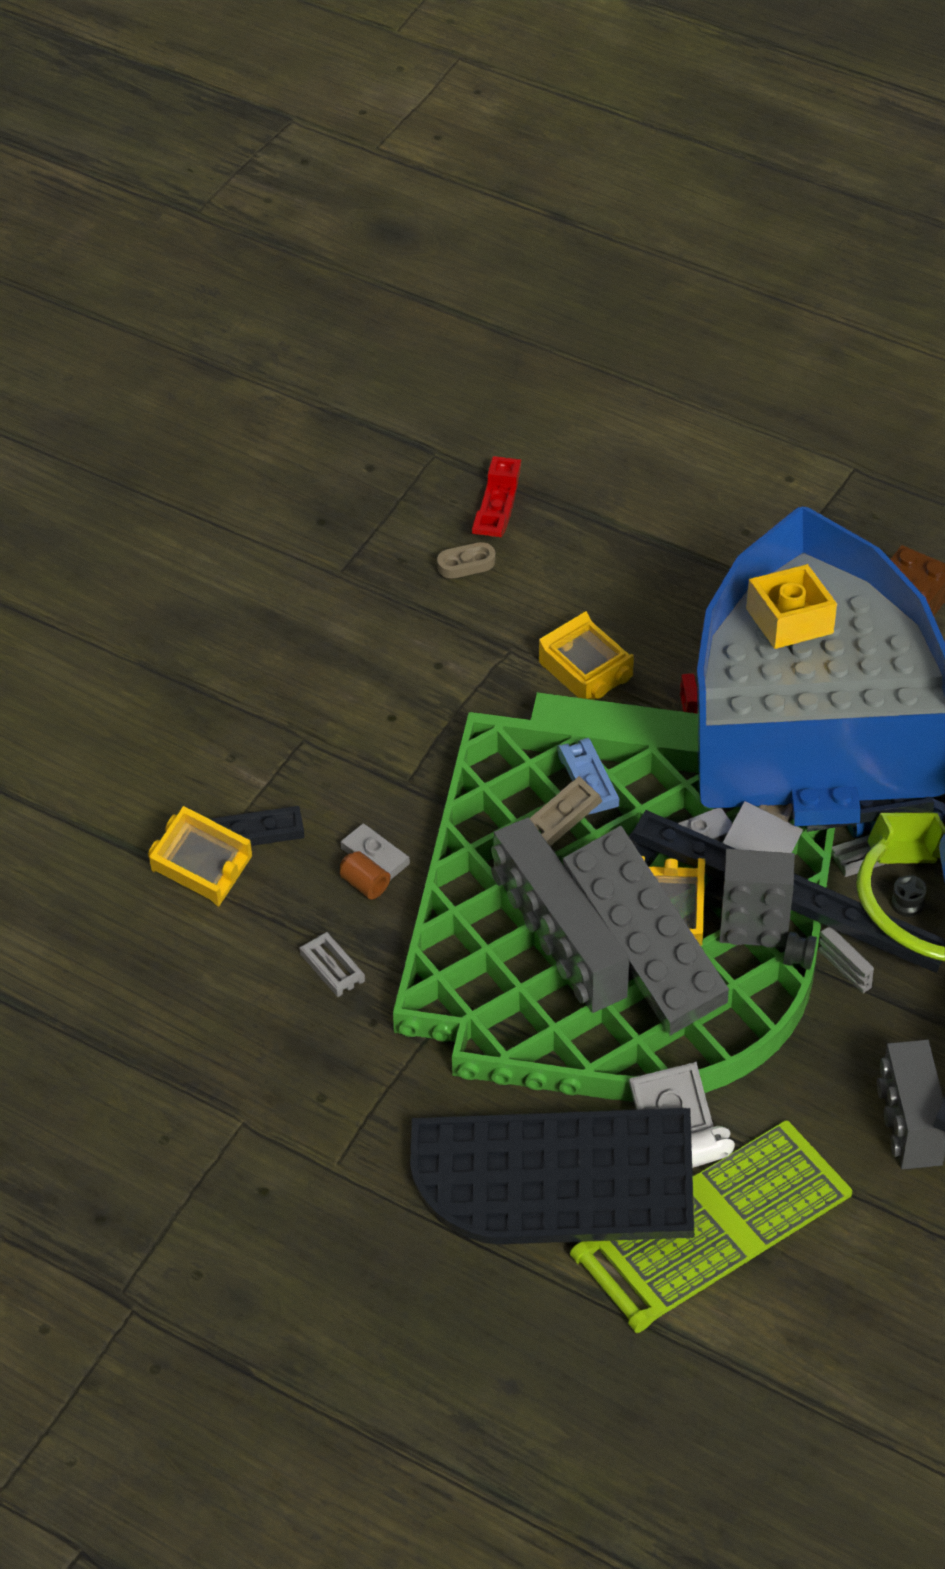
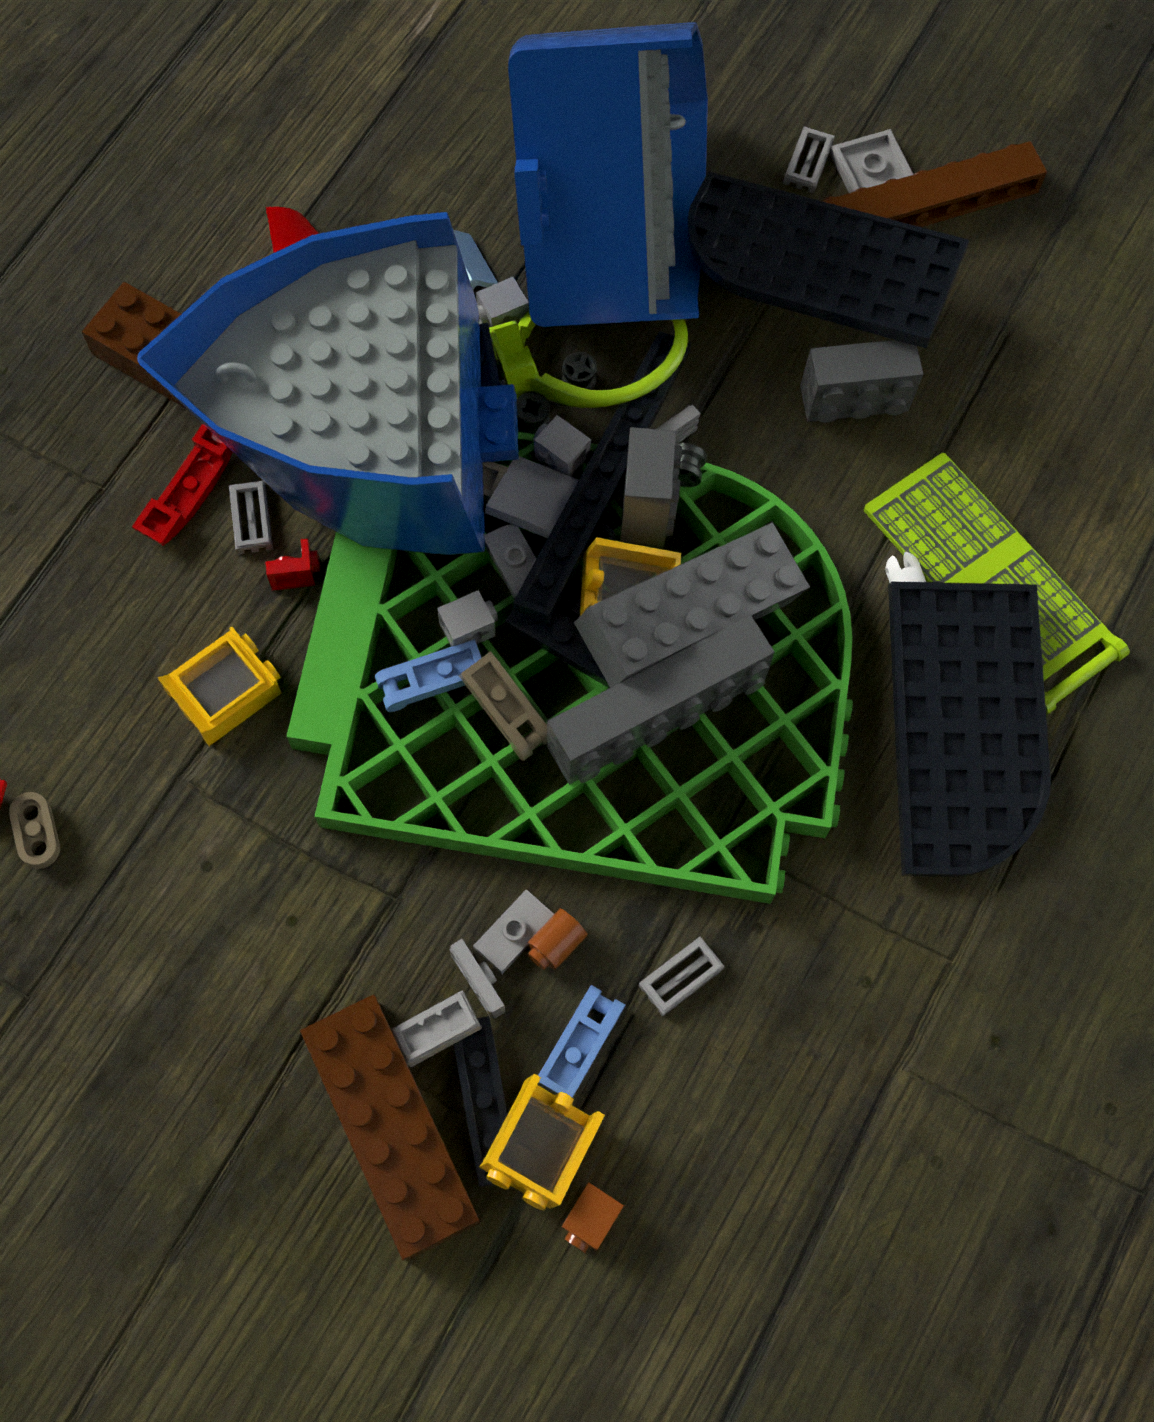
camera: 95 degrees left, 20 degrees up
(142, 895) = (591, 1219): none -> dark orange brick
(223, 769) = (390, 1128): none -> reddish brown brick
(279, 892) = (580, 1043): none -> medium blue plate
(294, 793) = (436, 1028): none -> light grey plate
(334, 824) = (479, 978): none -> light grey plate
(636, 793) = (468, 619): none -> light grey brick
(673, 1089) = (863, 605): light grey tile -> none
(791, 606) = (315, 376): yellow brick -> none
(813, 856) = (561, 446): none -> light grey brick
(853, 851) = (528, 421): none -> pearl dark grey wheel

